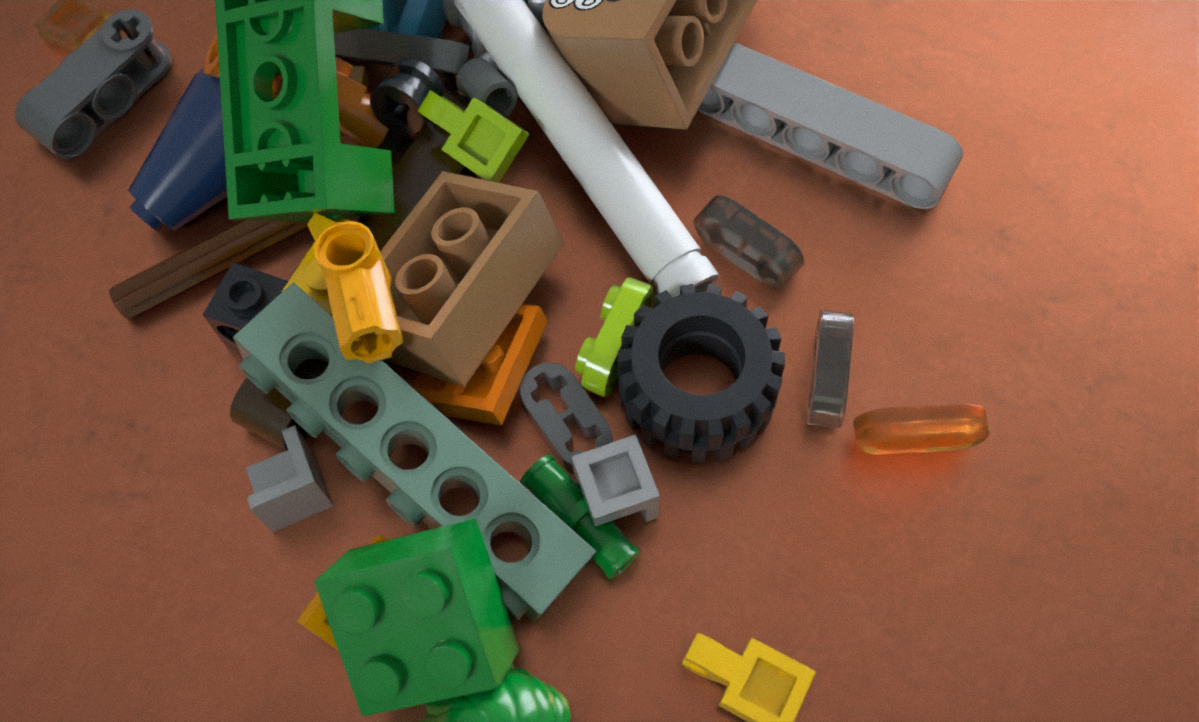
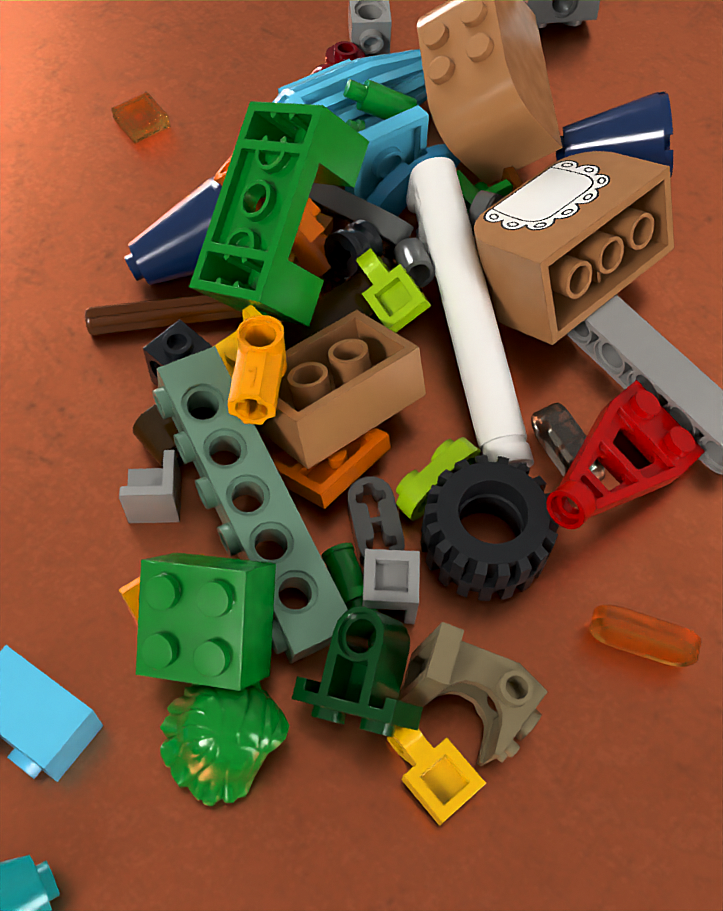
camera: 15 degrees right, 5 degrees down
(94, 85) = (136, 164): dark grey piece -> none
(631, 615) = (363, 679): none -> dark green pin
(722, 553) = (452, 666): none -> dark tan tile
(830, 369) = (591, 564): clear smoke beam -> none
(838, 189) = (650, 430): none -> red plate

